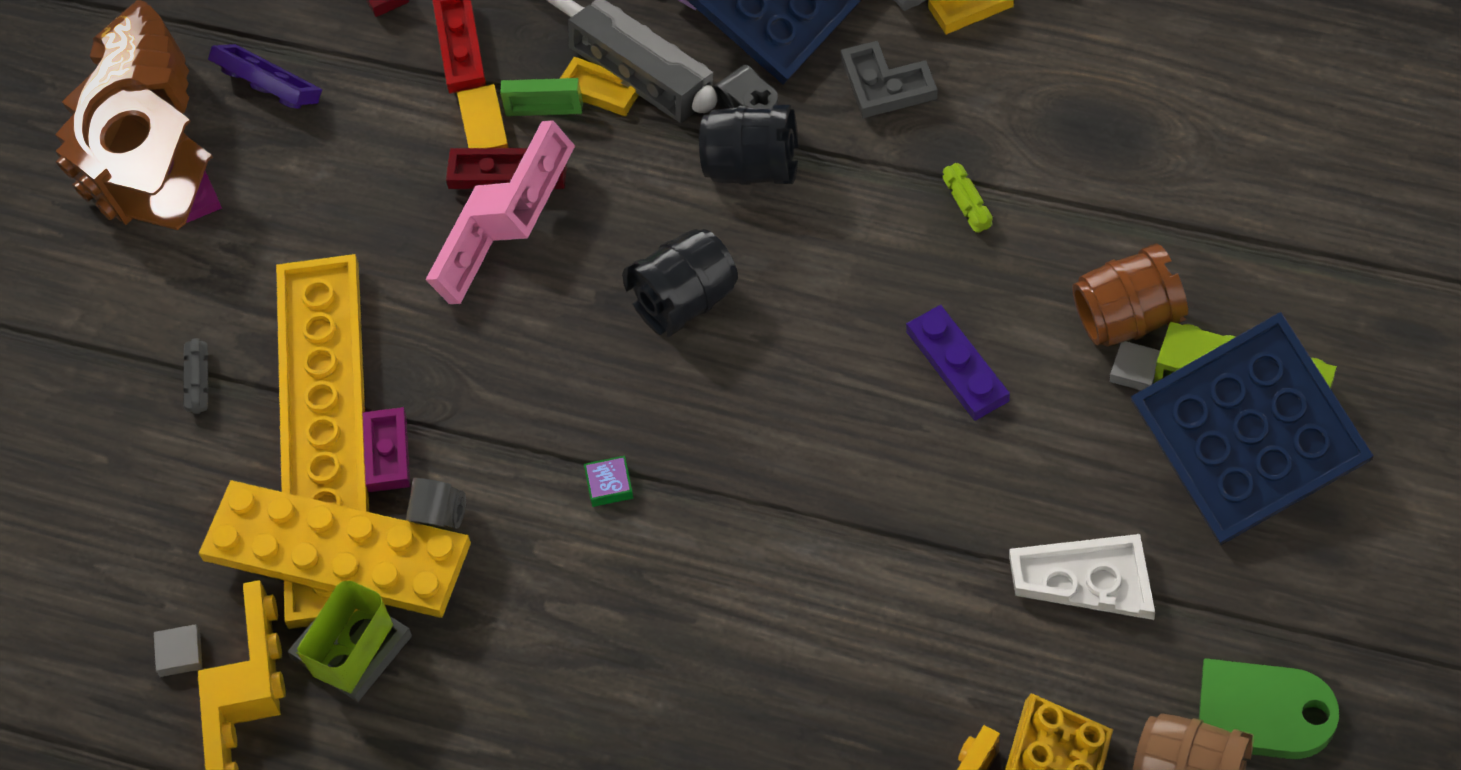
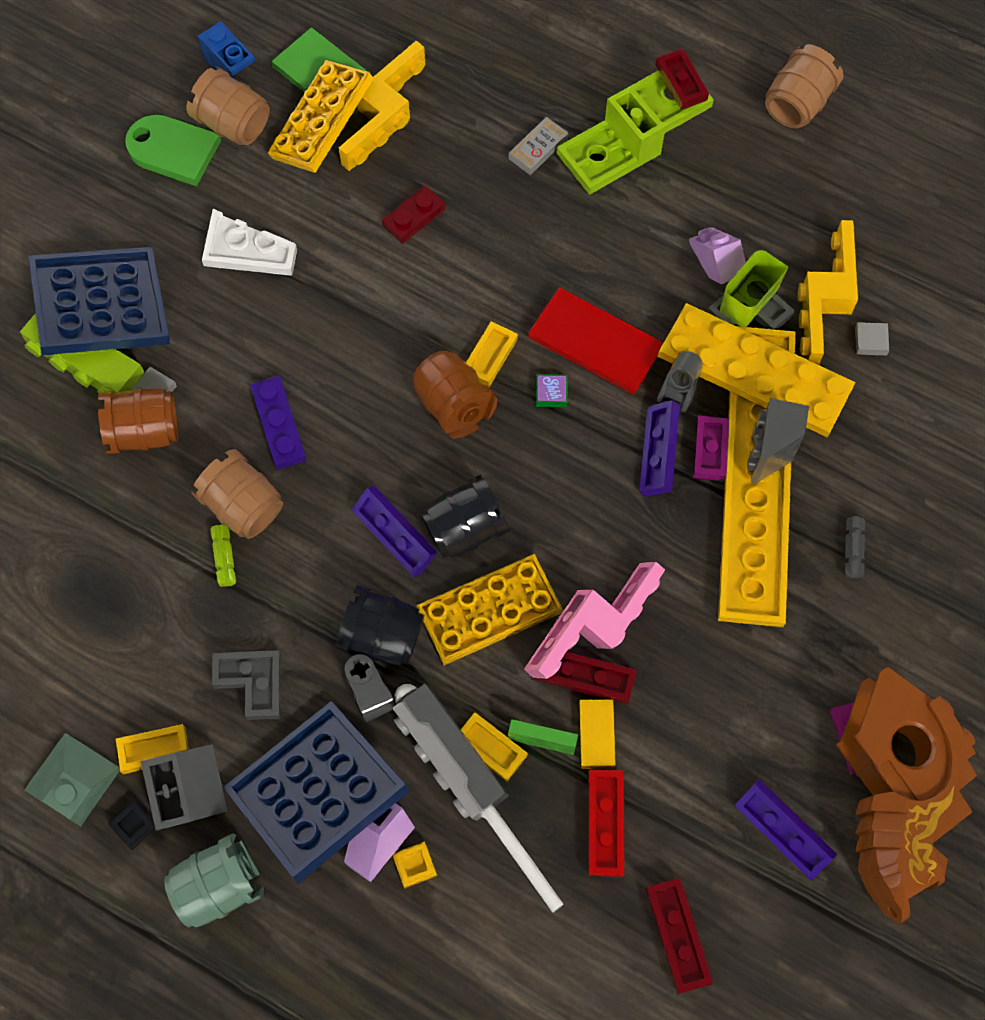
camera: 175 degrees left, 10 degrees up
(296, 431) = (776, 437): none -> dark grey slope
(404, 715) = (718, 254): none -> lavender slope
(453, 430) = (659, 448): none -> dark purple plate
(559, 553) = (596, 341): none -> red tile
(632, 216) = (489, 609): none -> yellow tile
(702, 511) = (492, 352): none -> yellow tile
(733, 423) = (453, 393): none -> dark orange piece
(770, 264) = (394, 531): none -> dark purple plate
(863, 688) = (413, 214): none -> dark red plate
(967, 242) = (238, 495): none -> medium nougat piece

